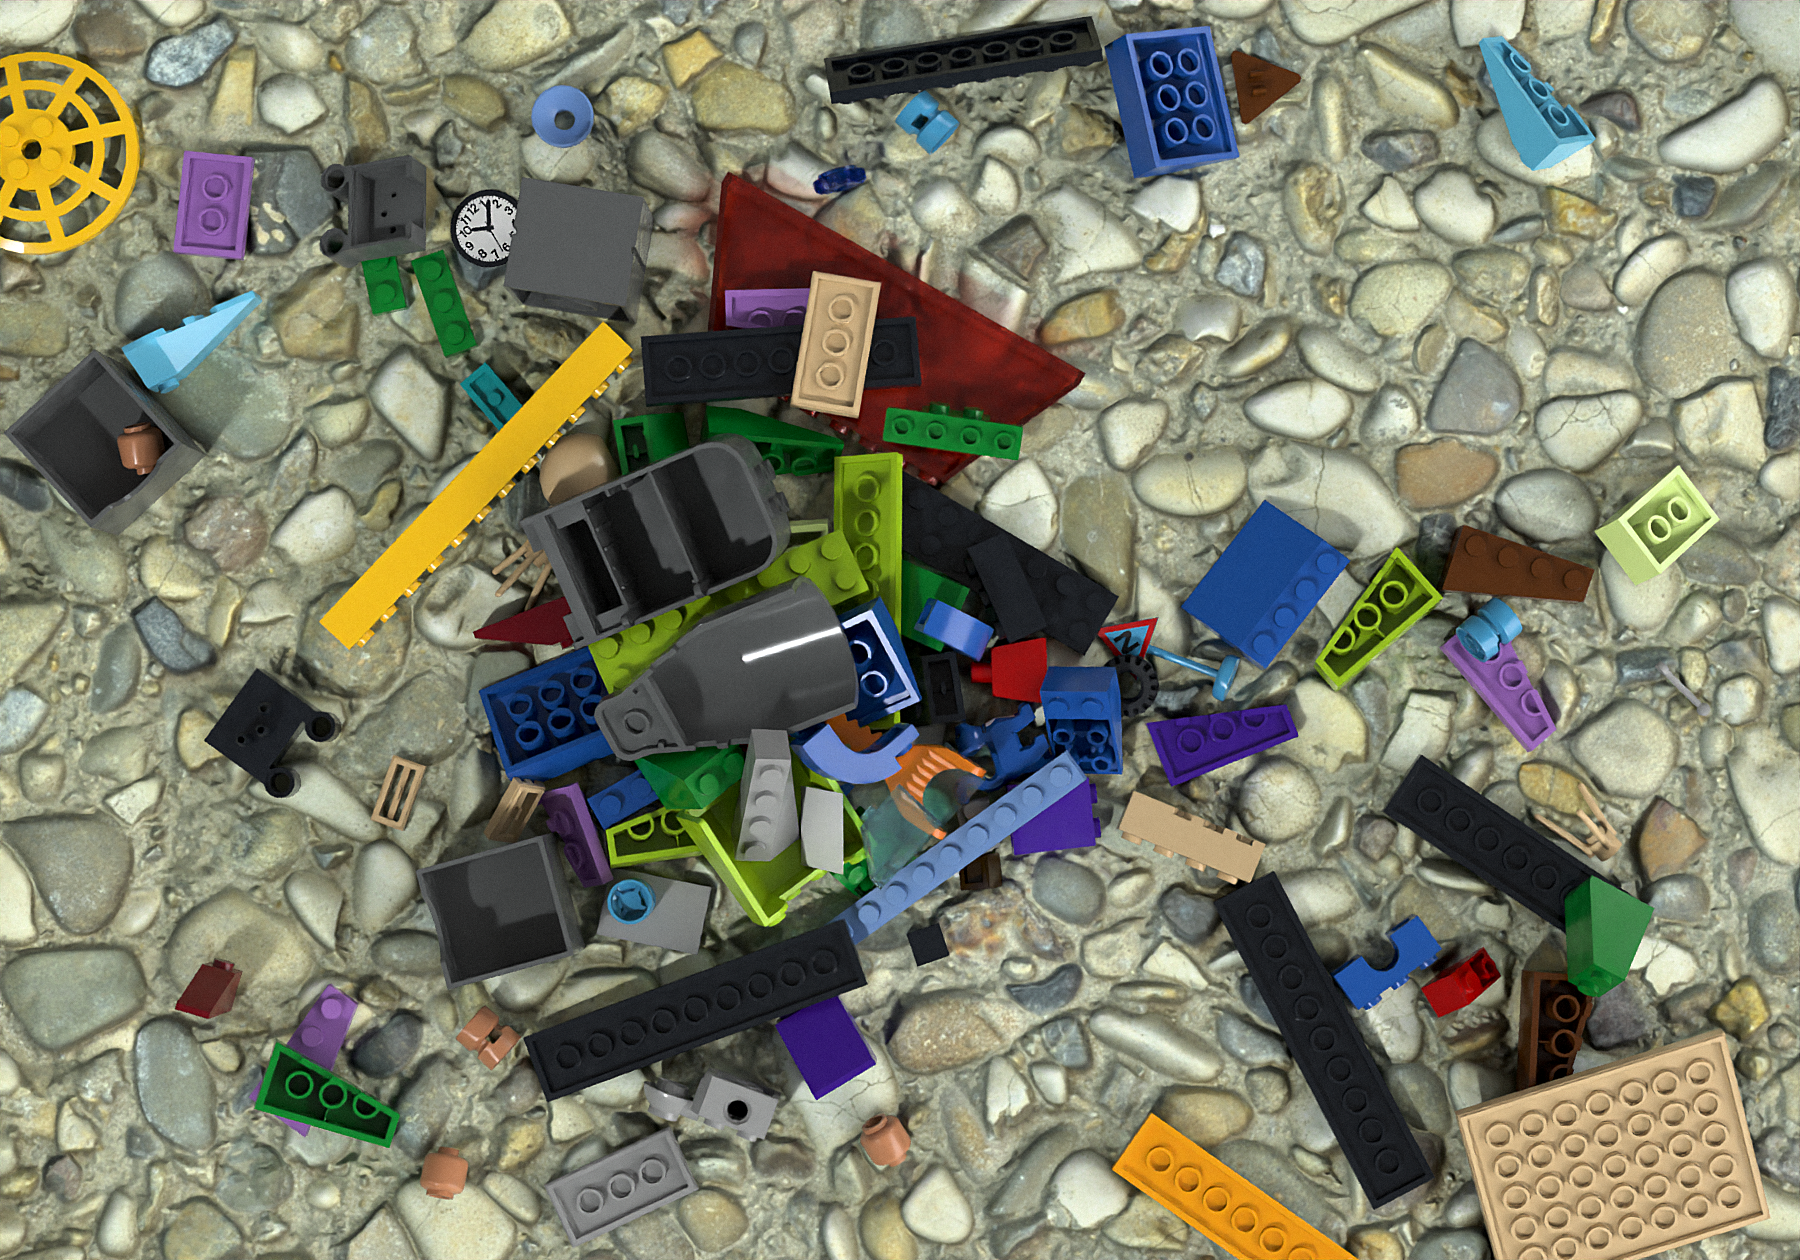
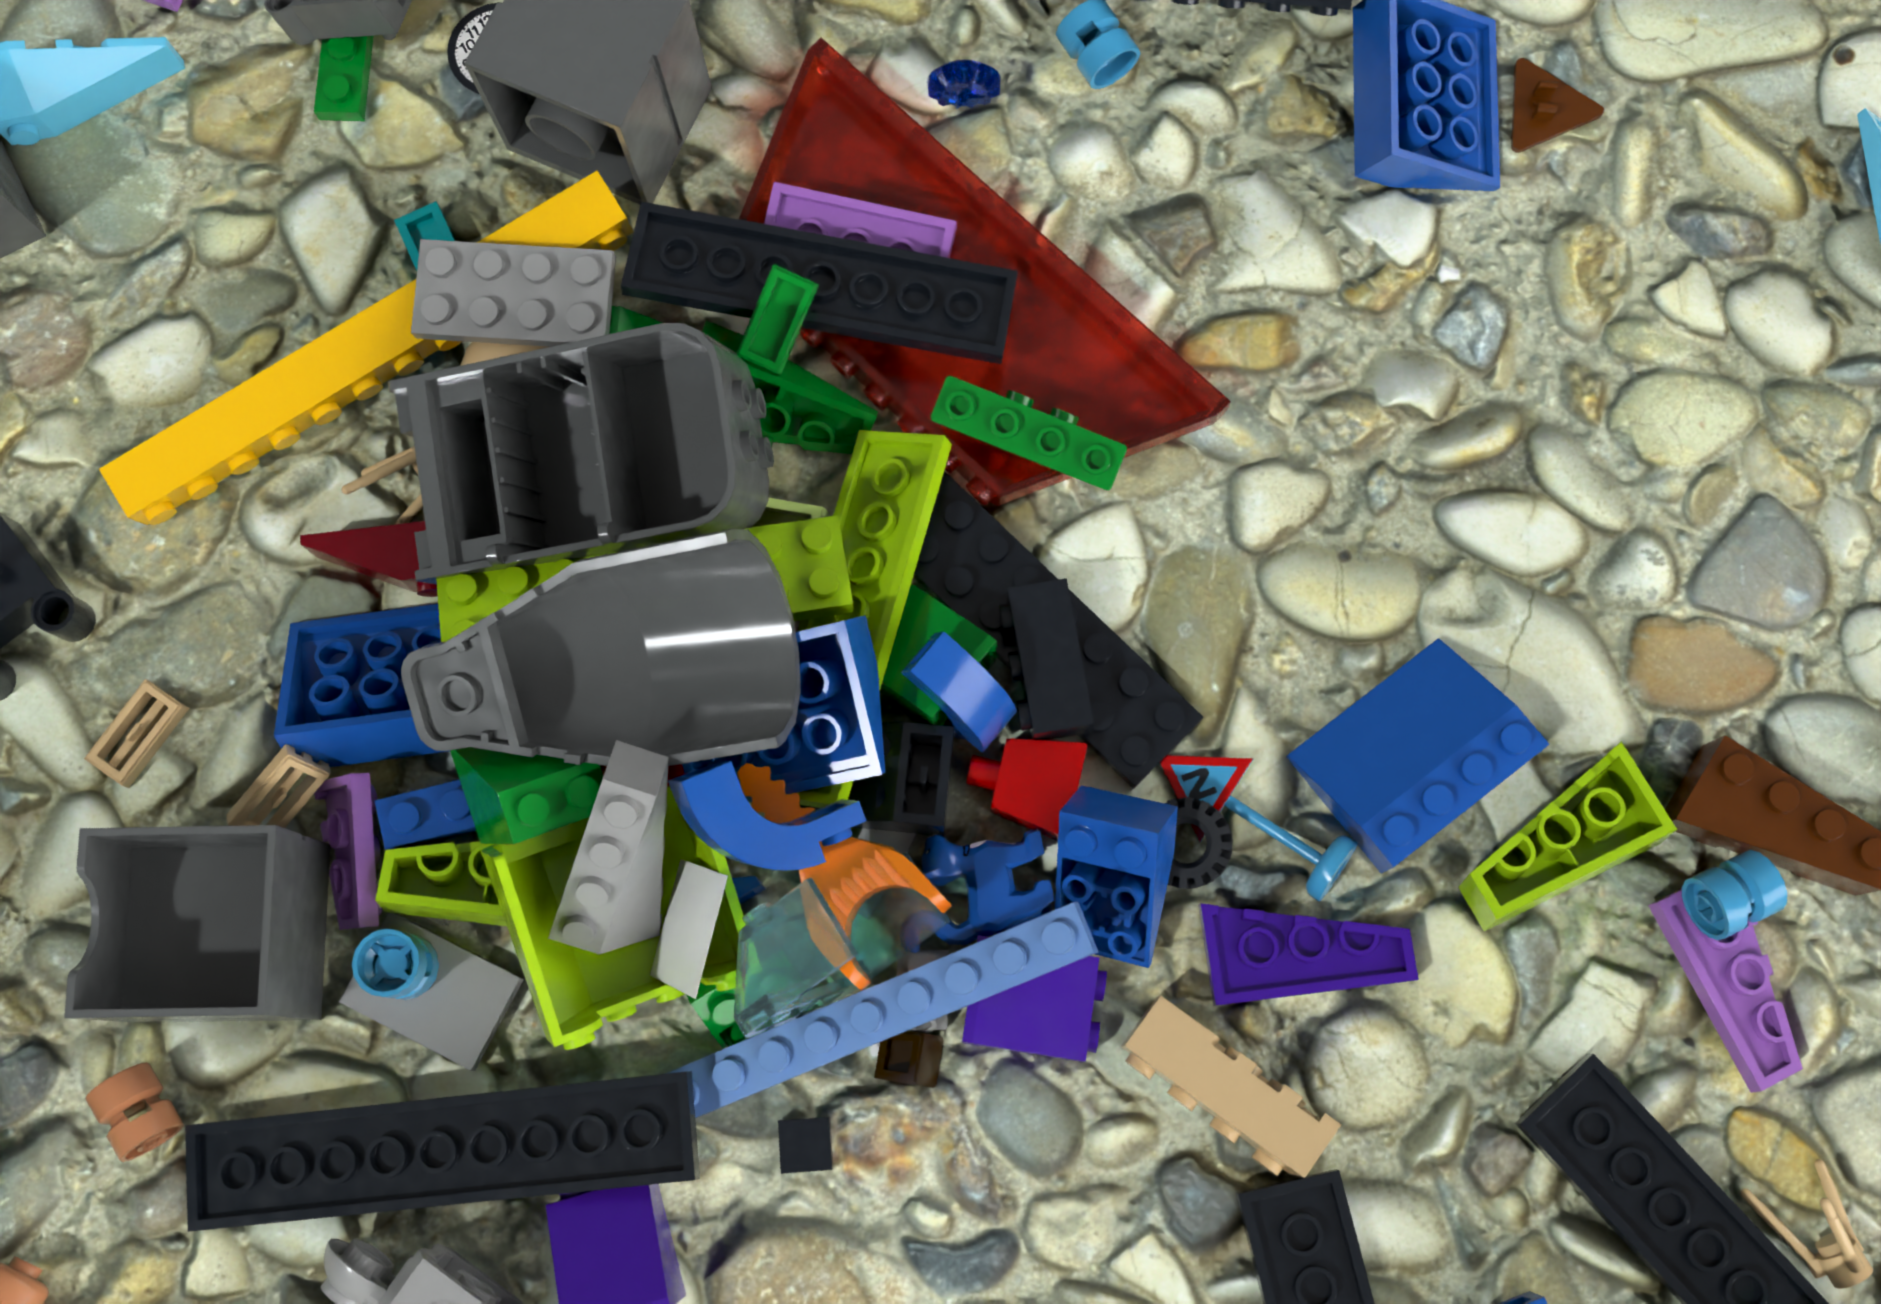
camera: 15 degrees right, 10 degrees down
(444, 303) = (410, 123): green plate -> none
(572, 427) = (512, 293): none -> light grey plate
(761, 400) = (777, 319): none -> green tile
(835, 344) = (898, 276): tan tile -> none

